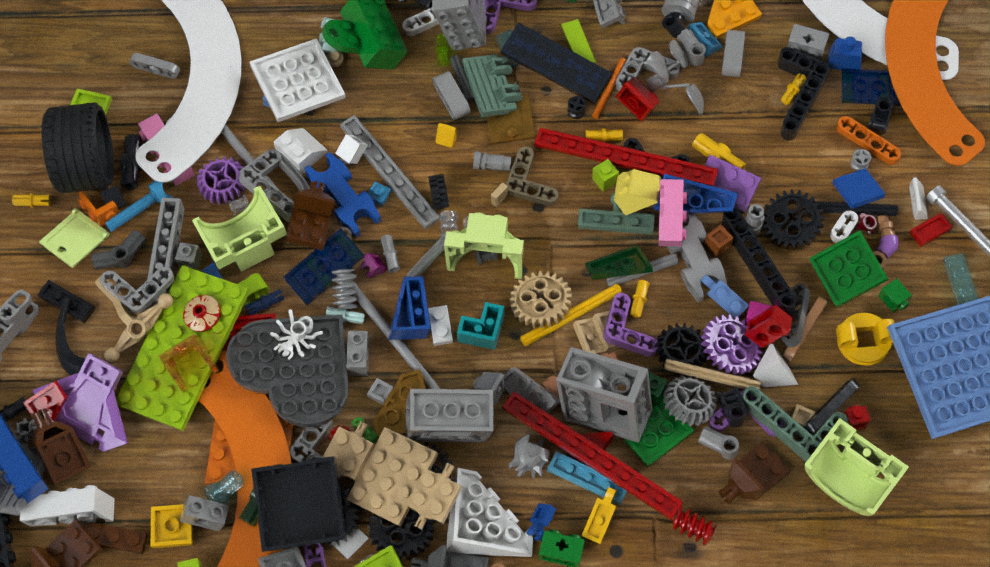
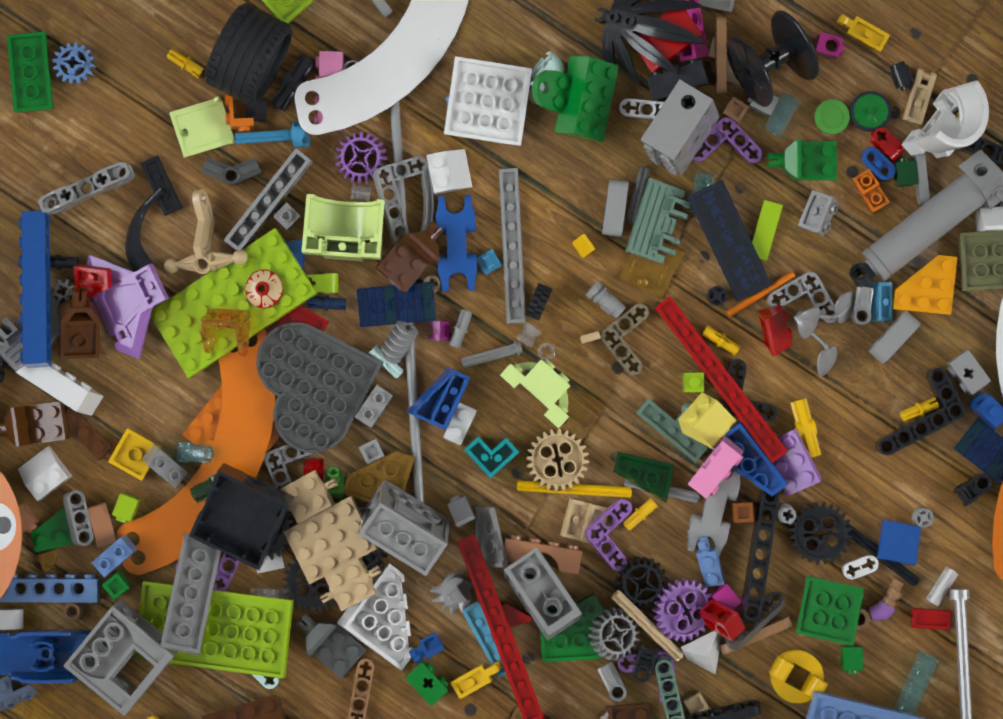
camera: 30 degrees right, 25 degrees up
(135, 295) = (217, 231): light grey beam -> none
(298, 332) = (333, 362): white animal -> none
(351, 149) = (491, 205): white brick -> none
(441, 50) = (636, 157): clear neon green axle -> none
(866, 142) = (949, 500): orange beam -> none
(871, 223) = (884, 581): dark red plate -> none

